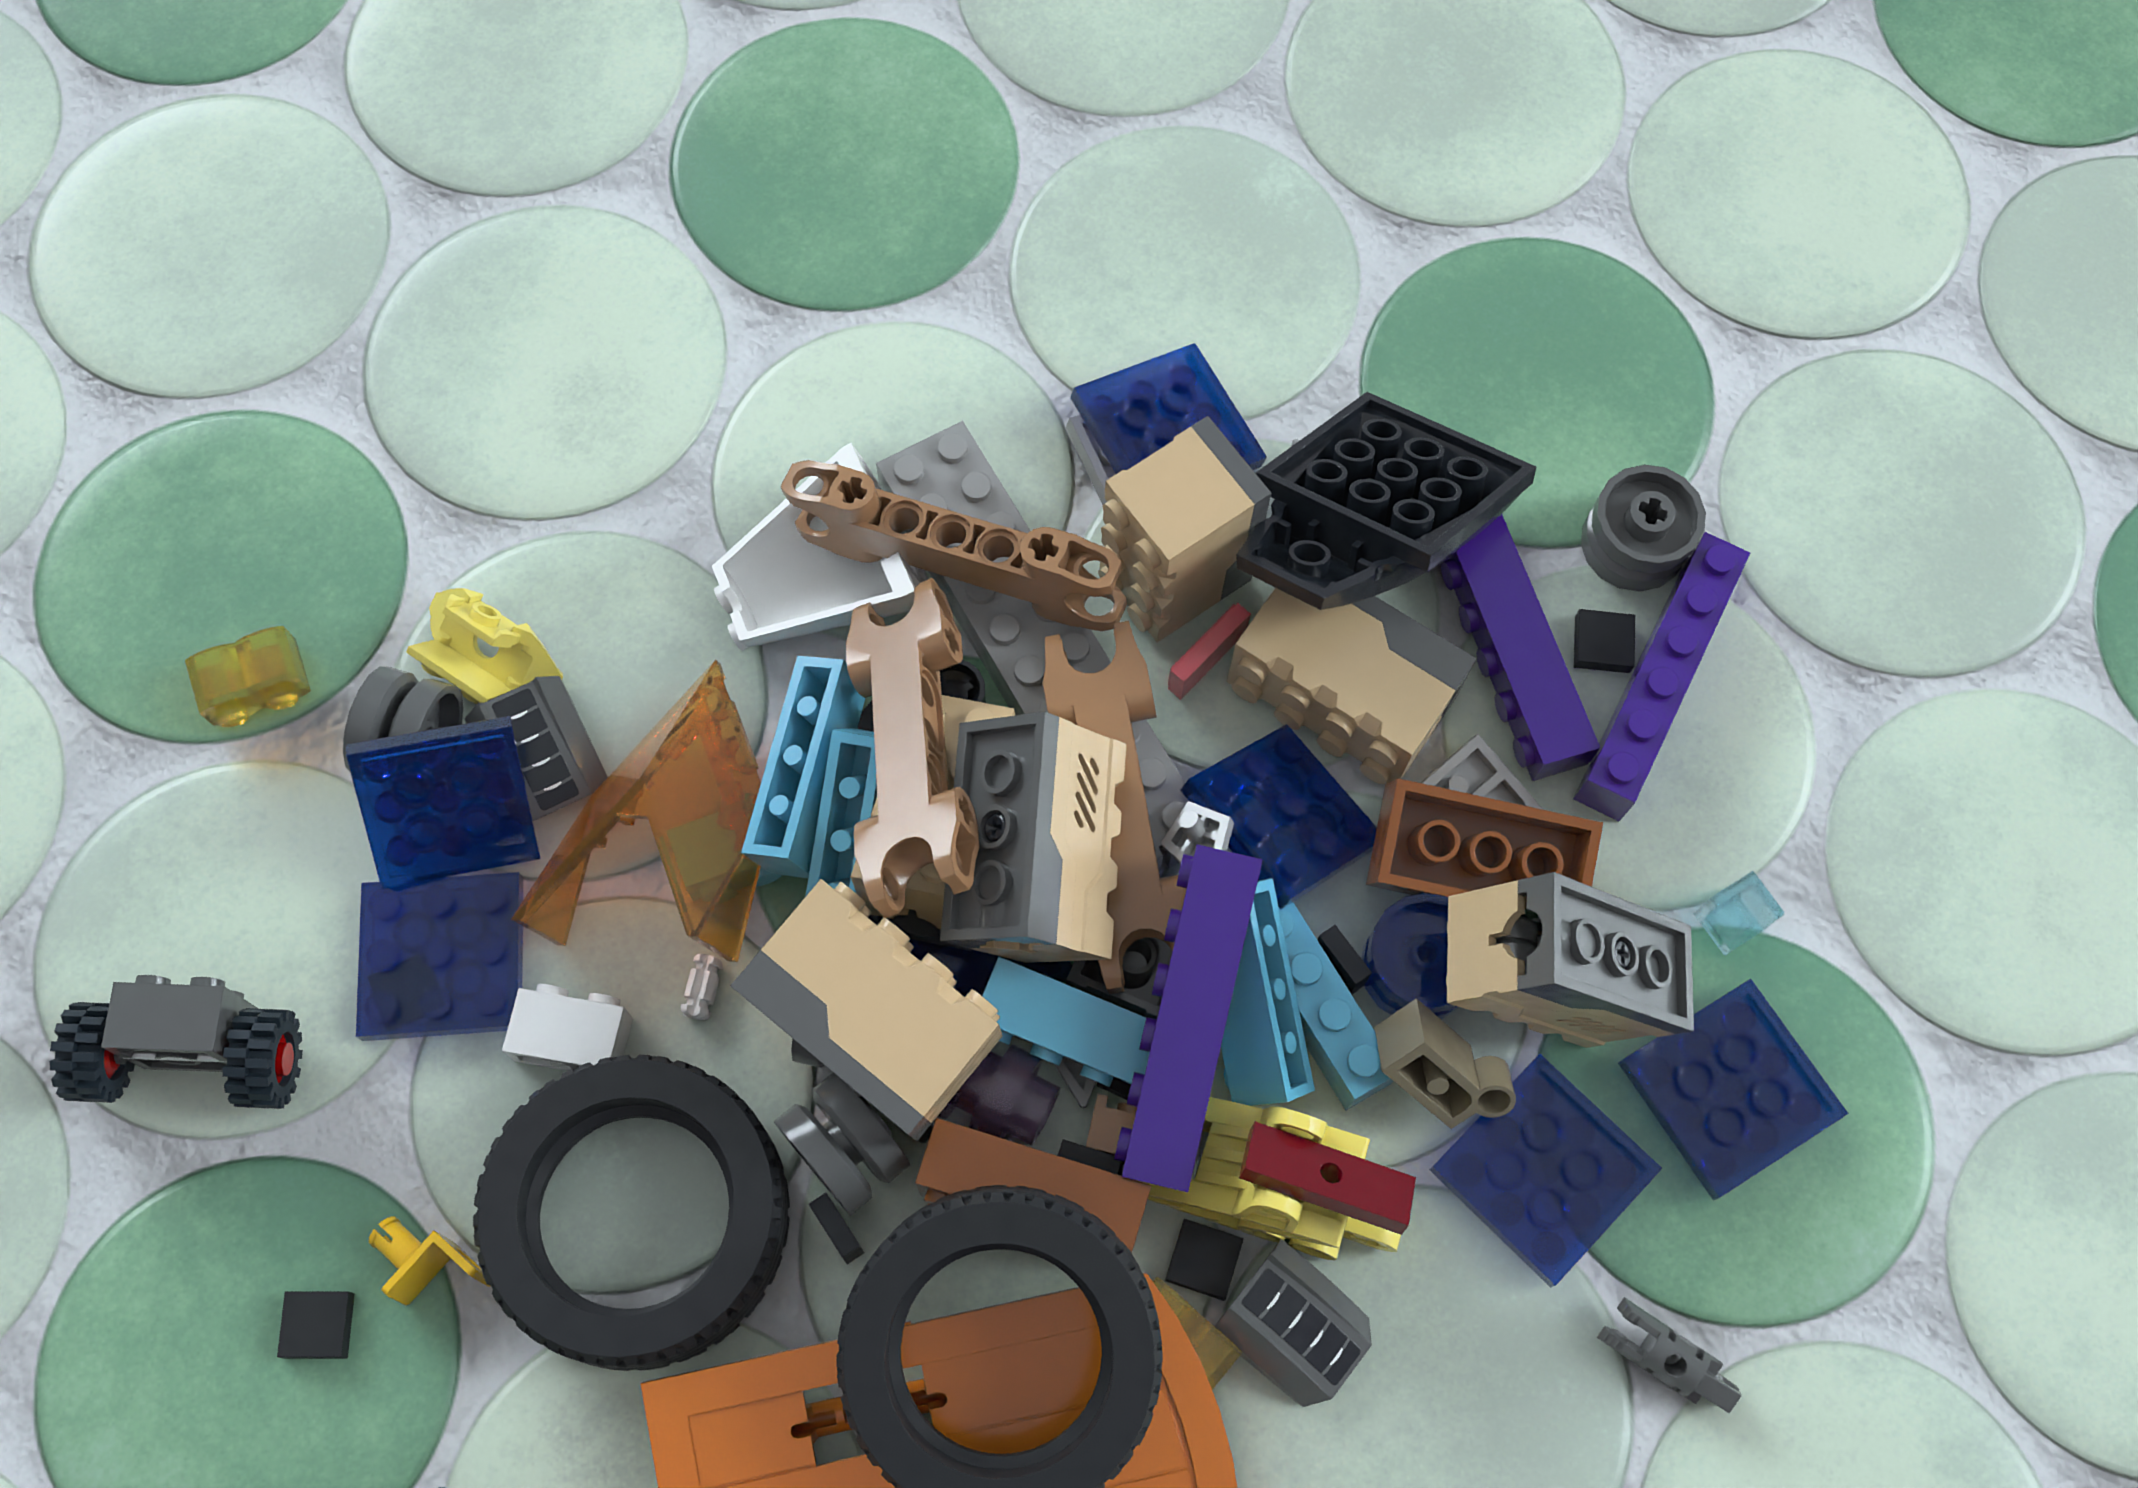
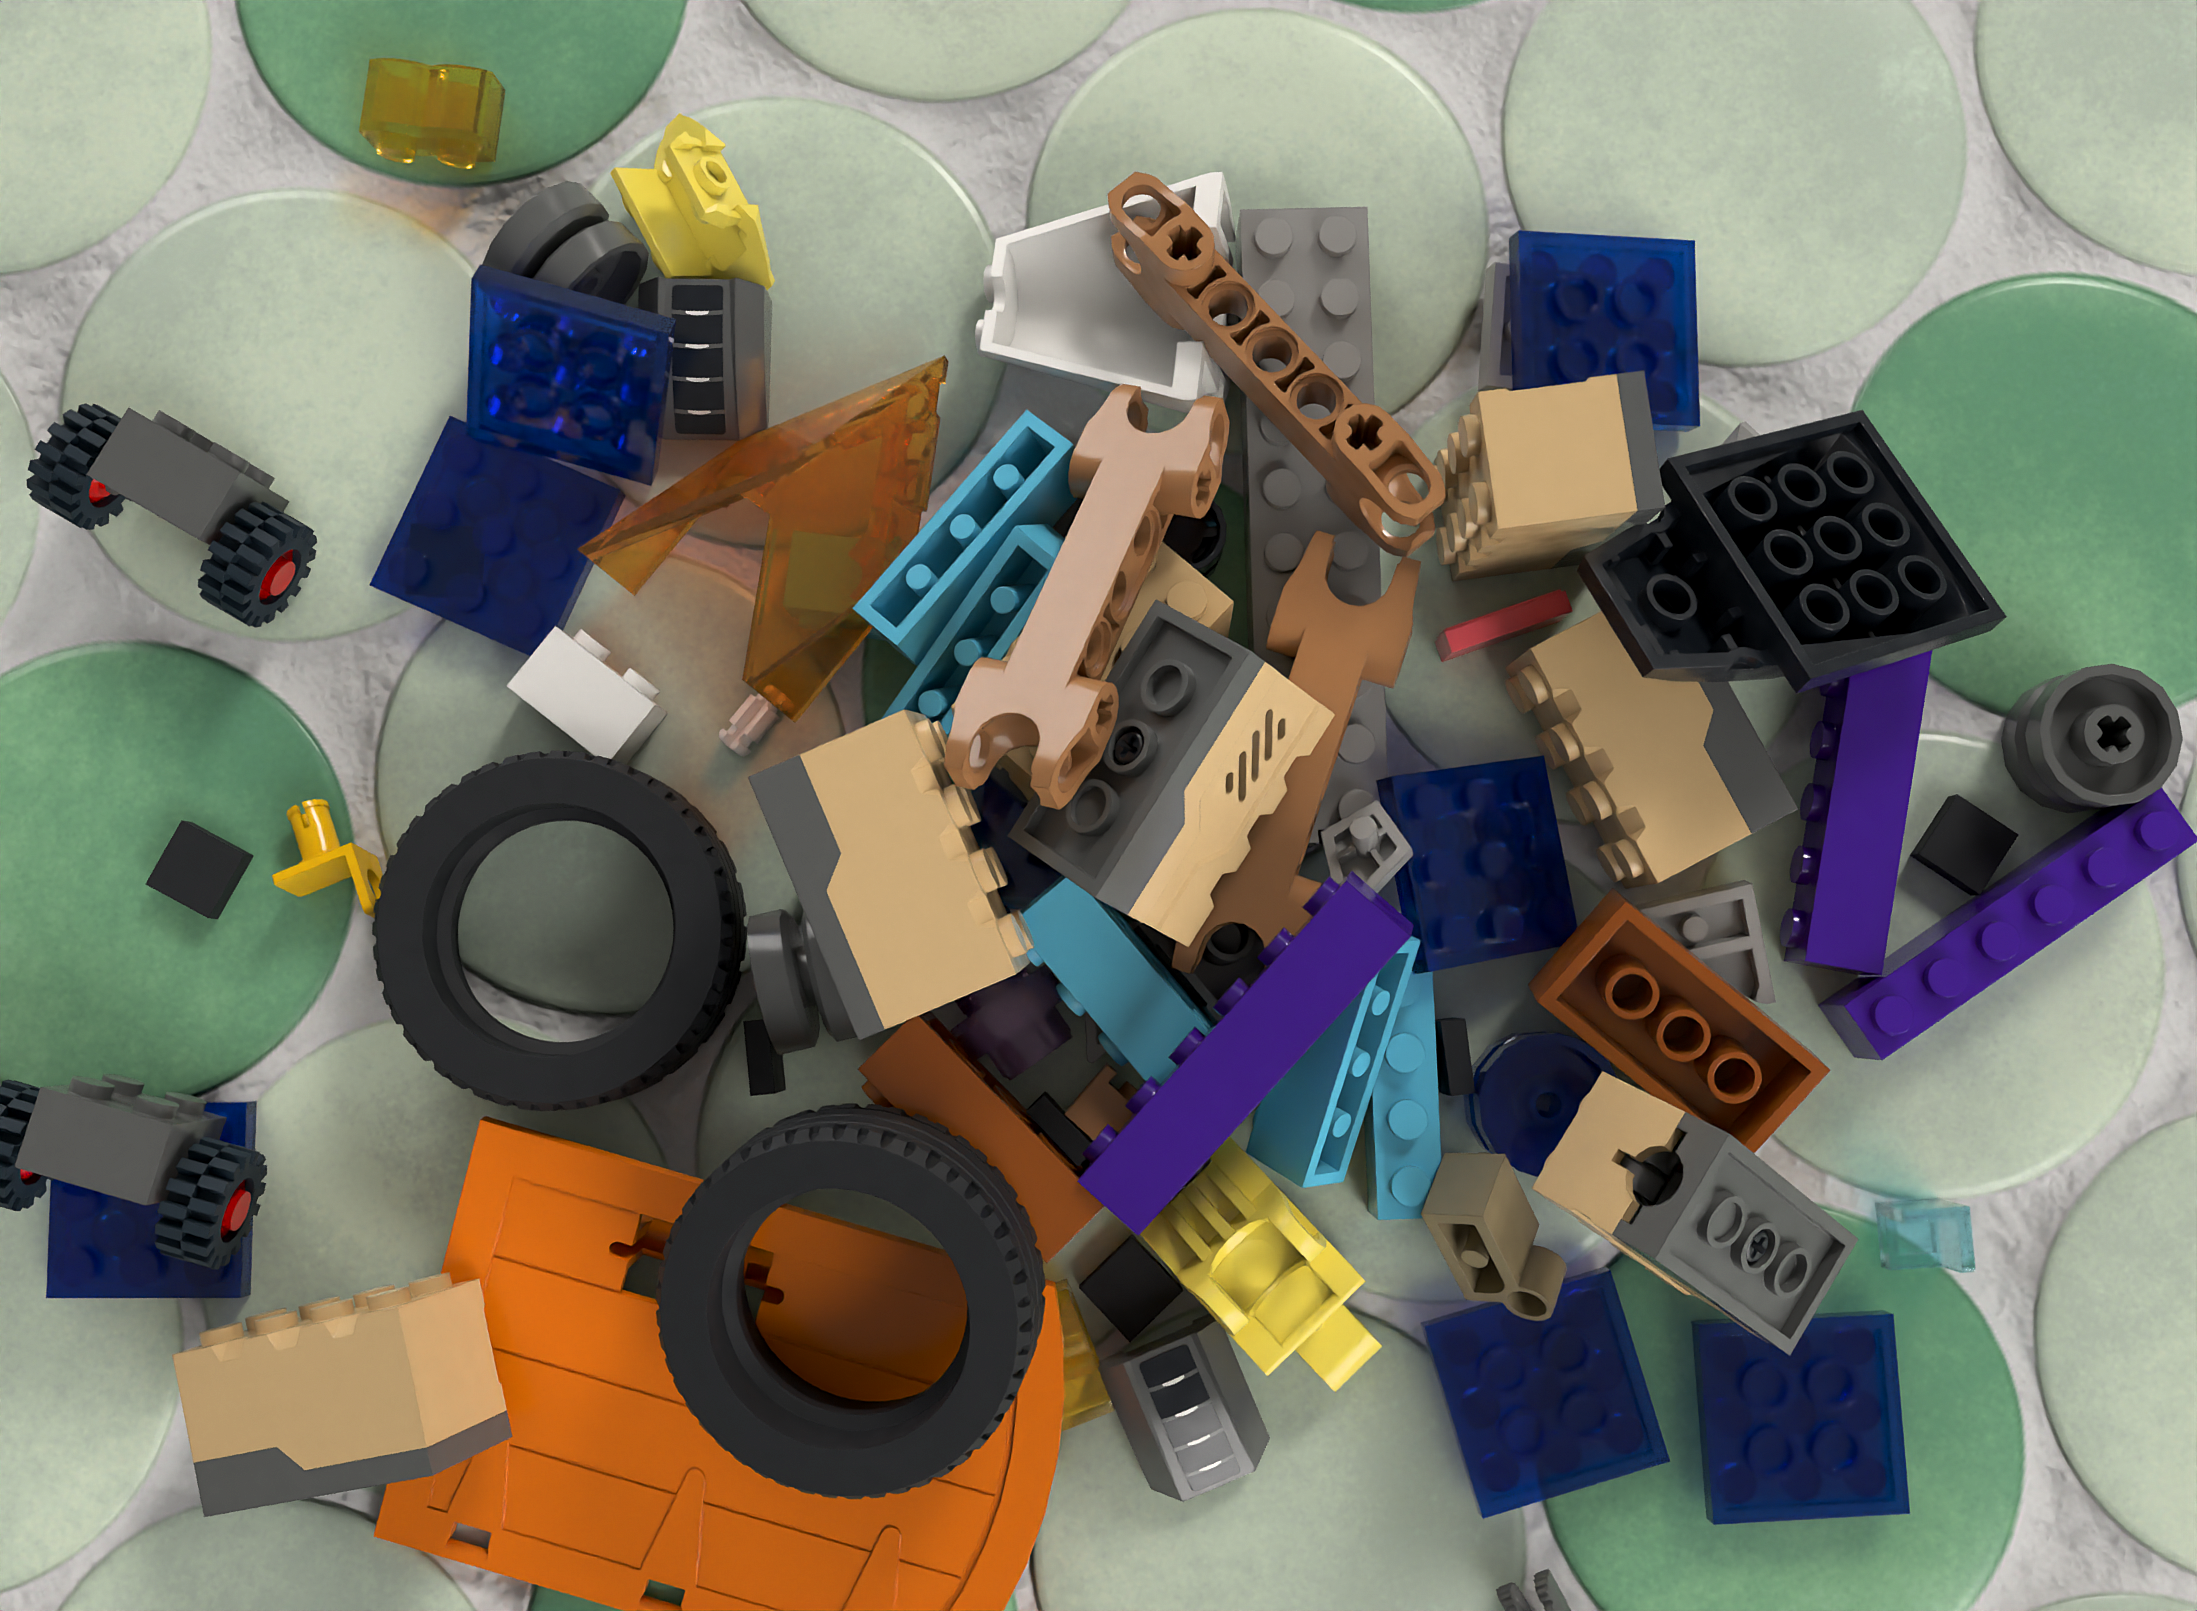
camera: 30 degrees right, 15 degrees up
(1328, 1178) = (1321, 1331): dark red tile -> none

